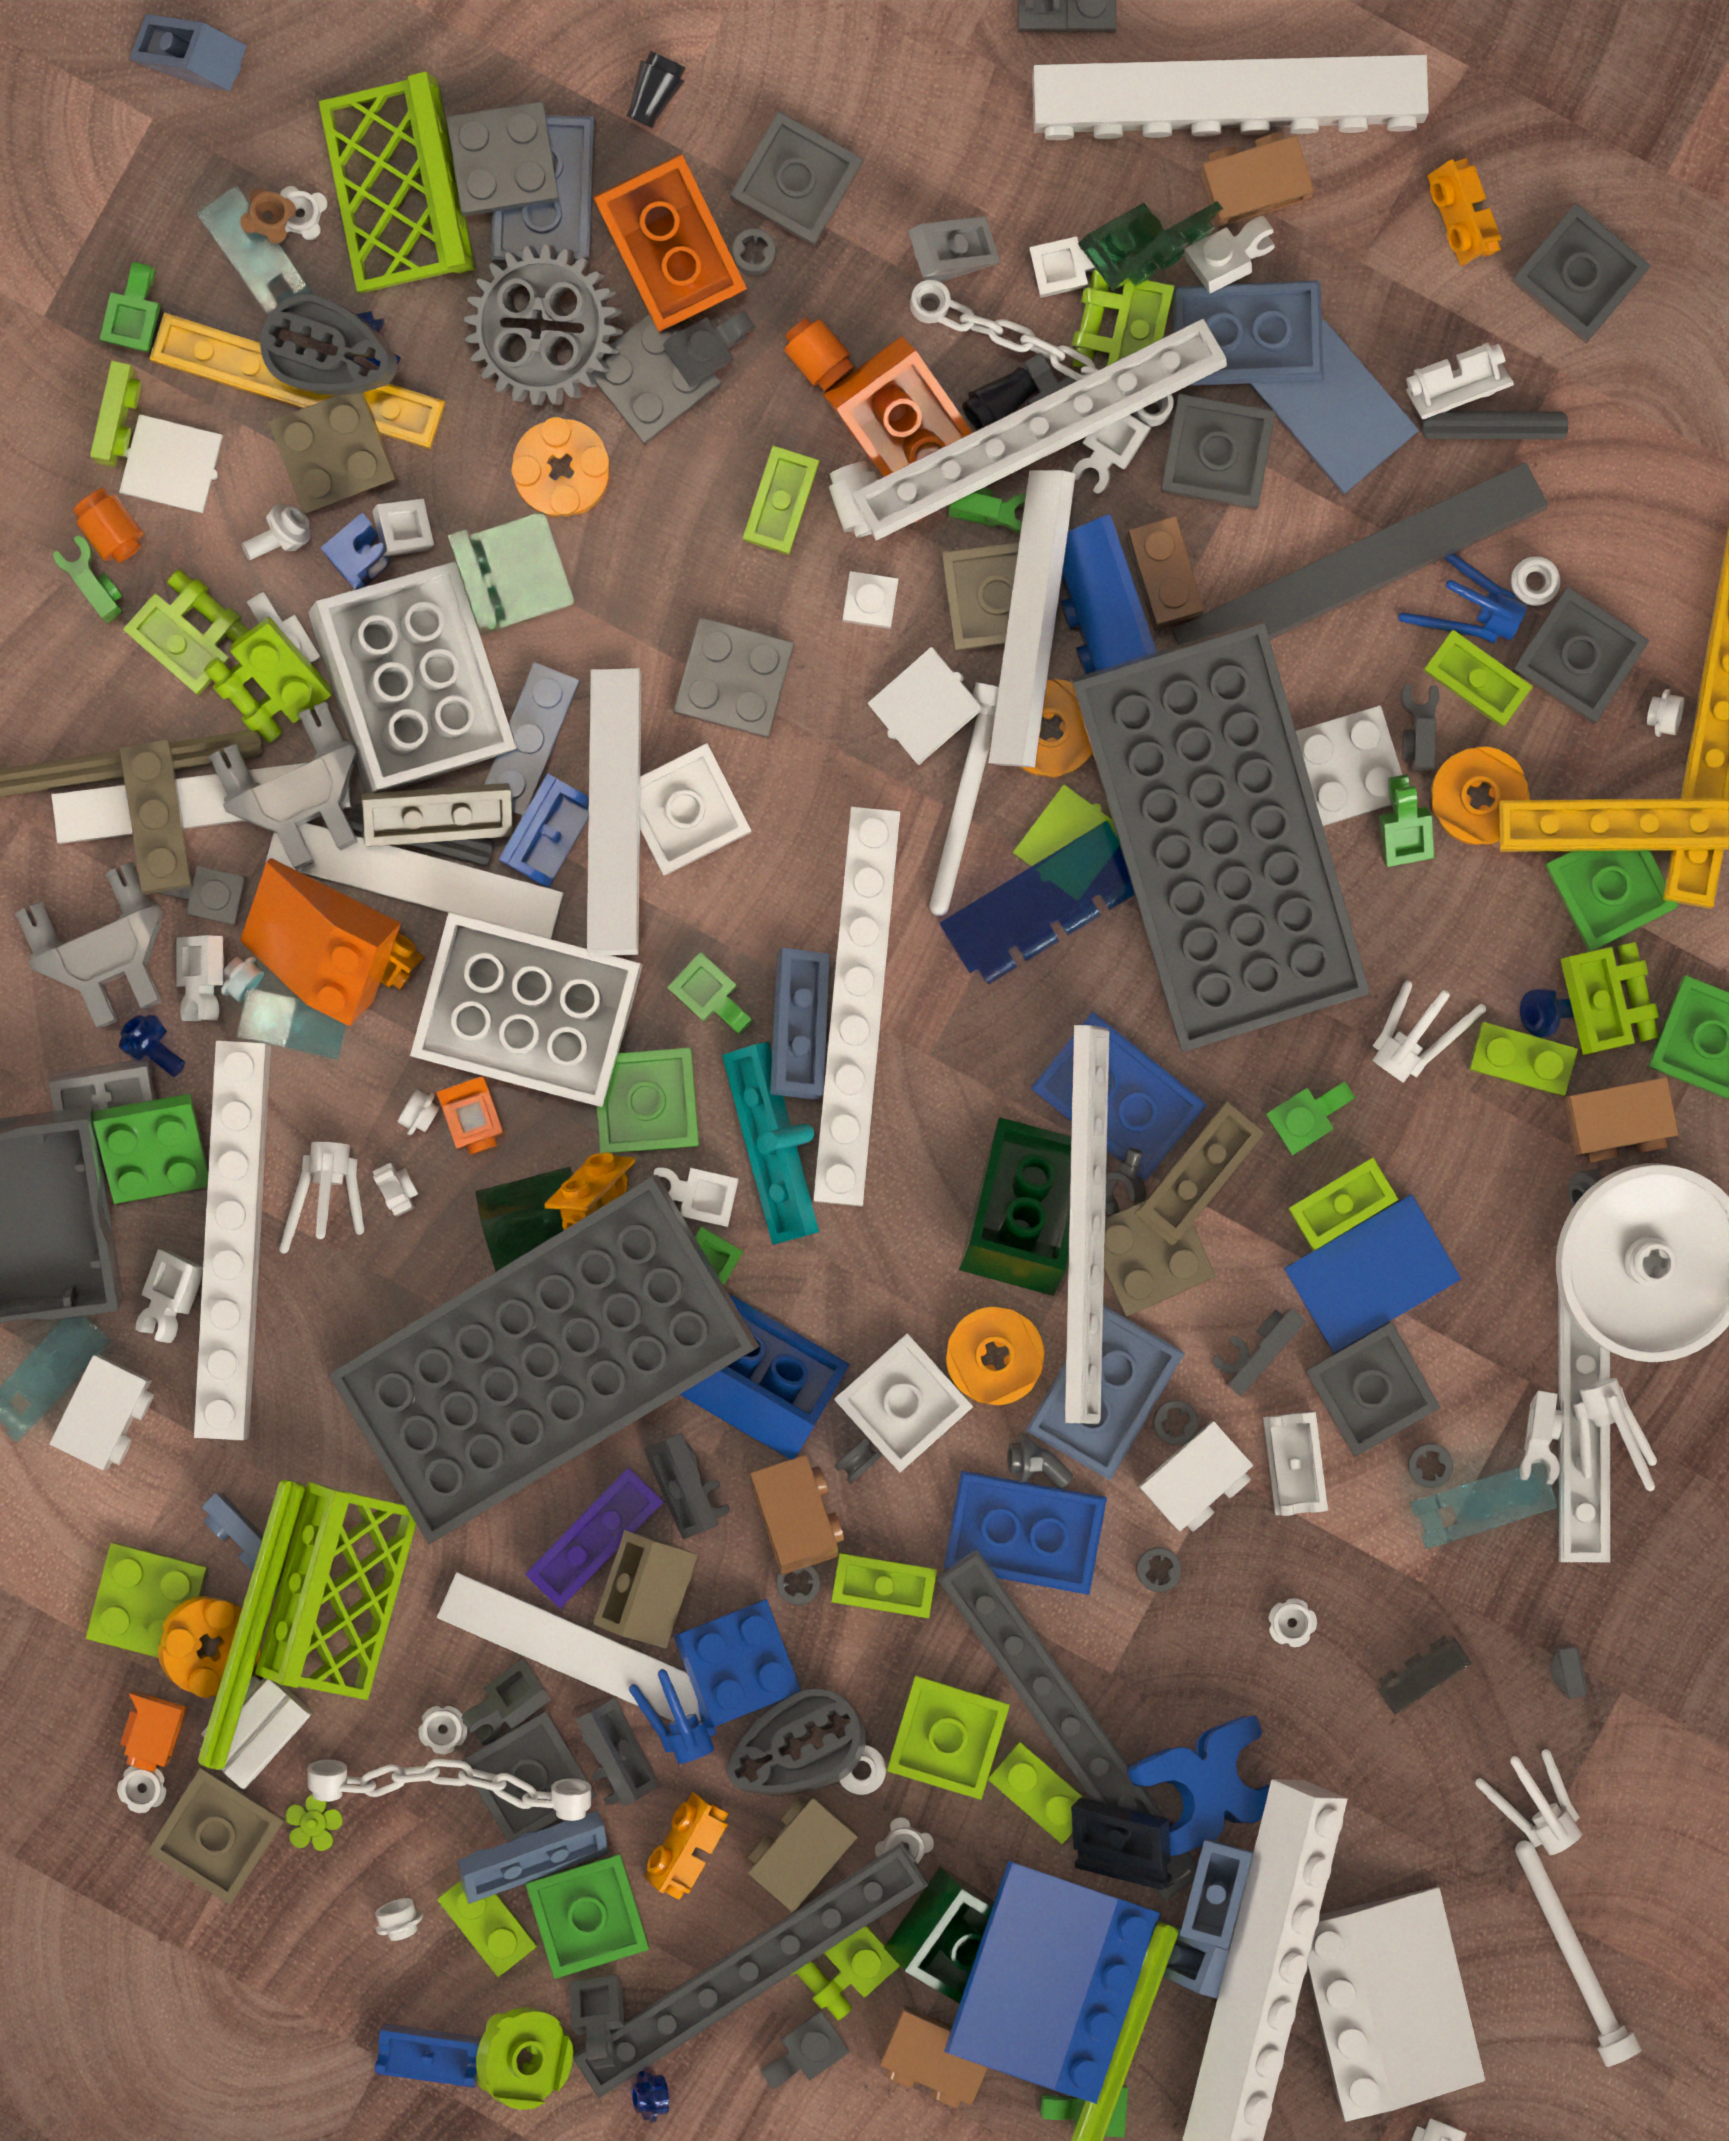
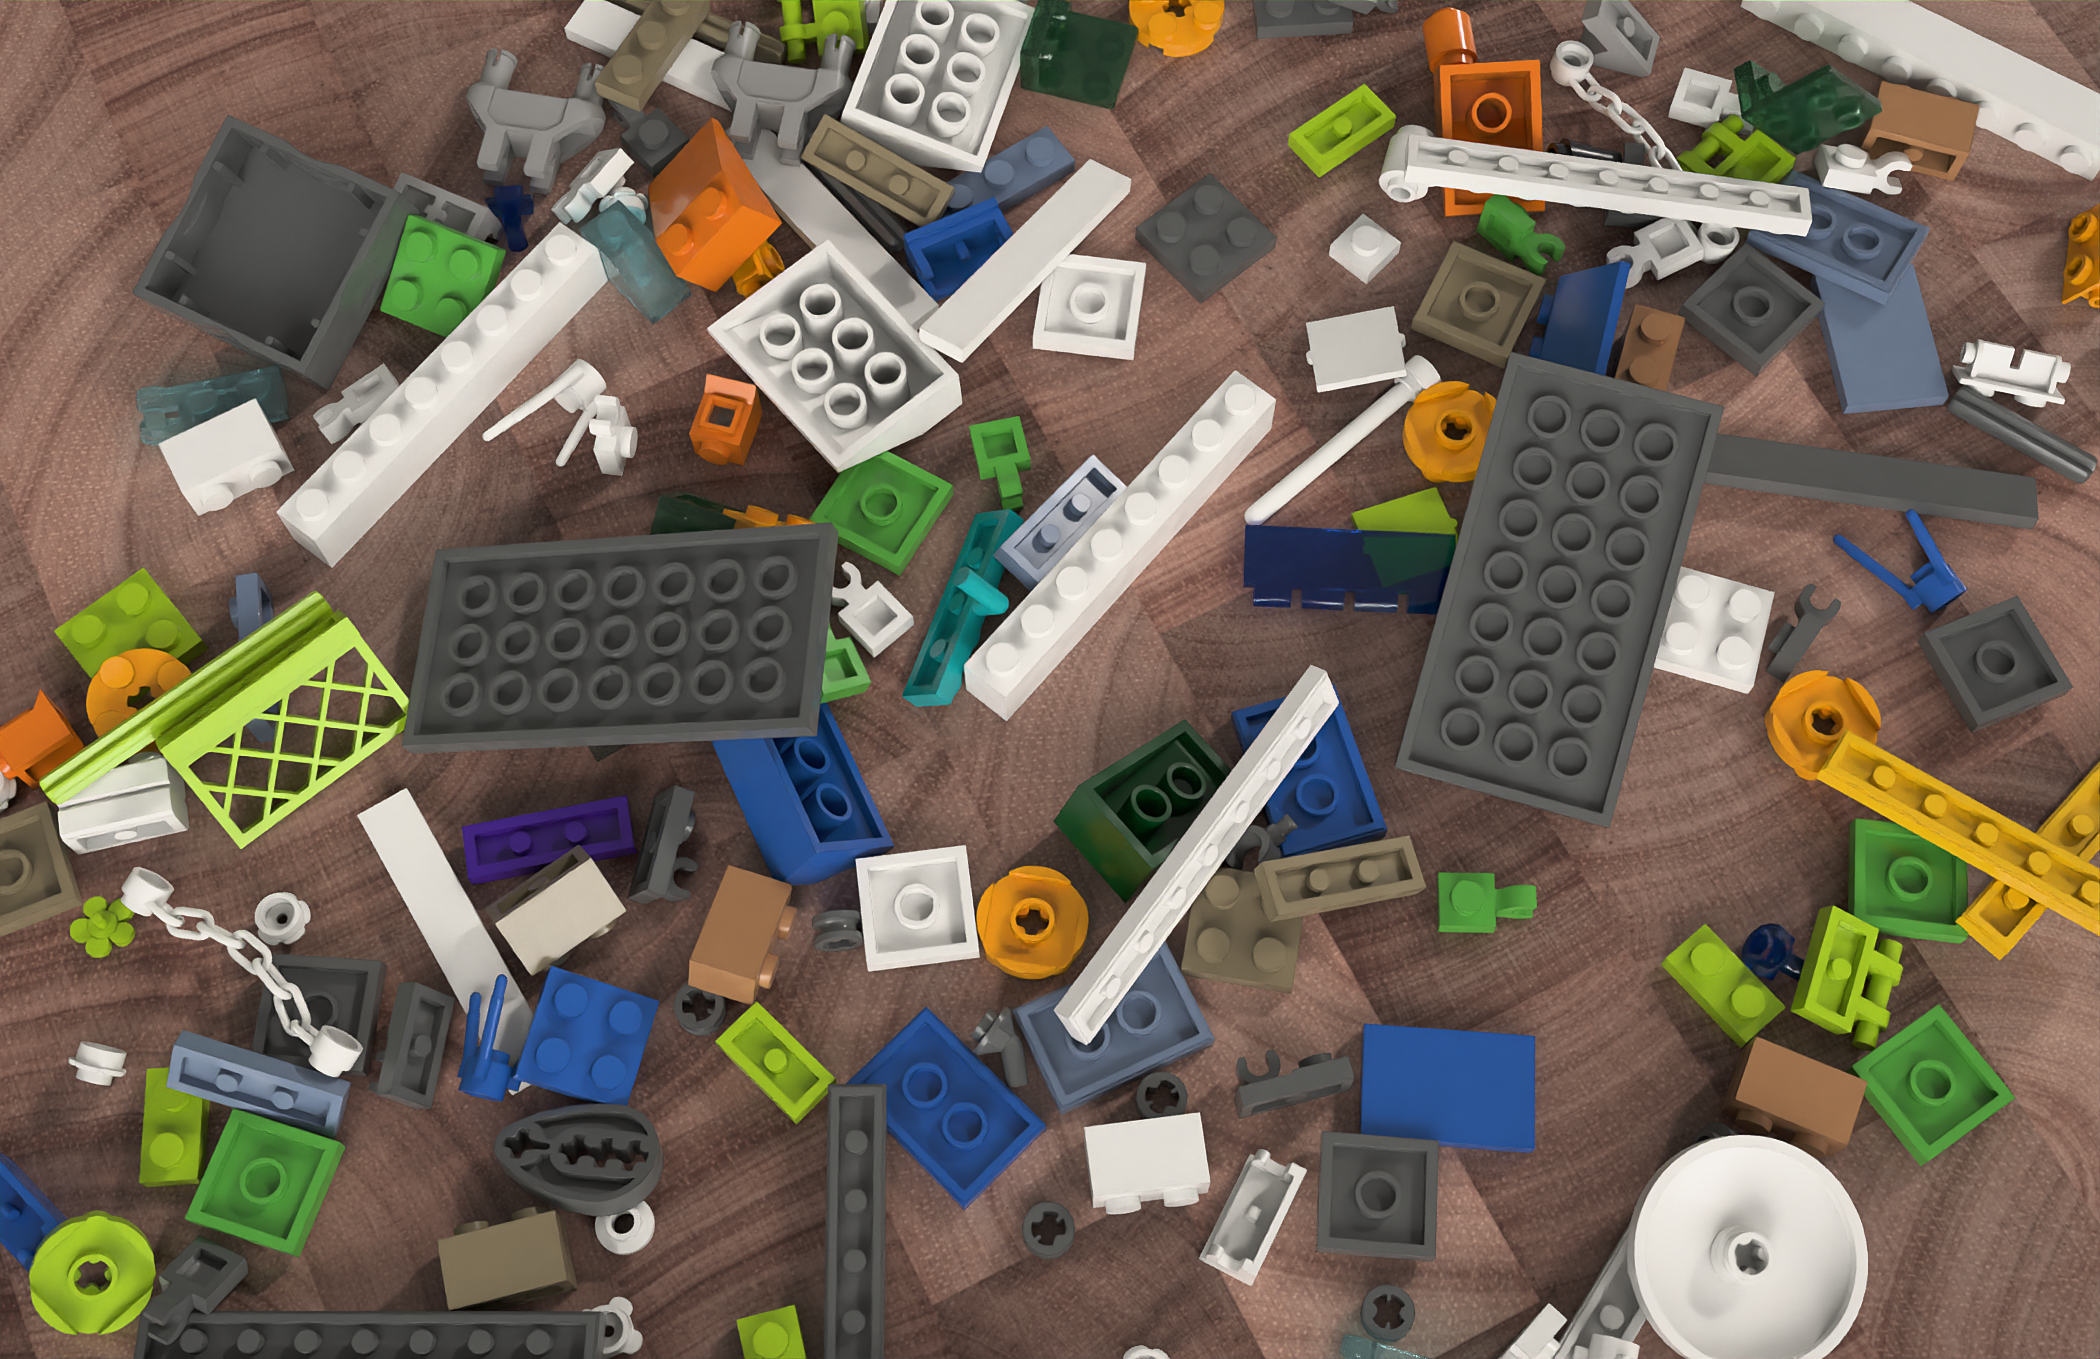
camera: 40 degrees right, 20 degrees down
(418, 1111) = (682, 395): white plate -> none
(511, 1699) = (359, 931): dark grey plate -> none
(672, 1865) = (385, 1190): light orange hinge -> none
(948, 1737) = (729, 1251): lime plate -> none
(1032, 618) = (1499, 324): white tile -> none
(1343, 1204) = (1460, 1000): lime plate -> none
(1401, 1054) = (1603, 900): white plant -> none
(1408, 831) = (1734, 709): bright green plate -> none
(1477, 678) = (1882, 625): lime plate -> none
(1543, 568) = (1992, 568): white plate -> none
(1666, 713) = (2051, 763): white plate -> none

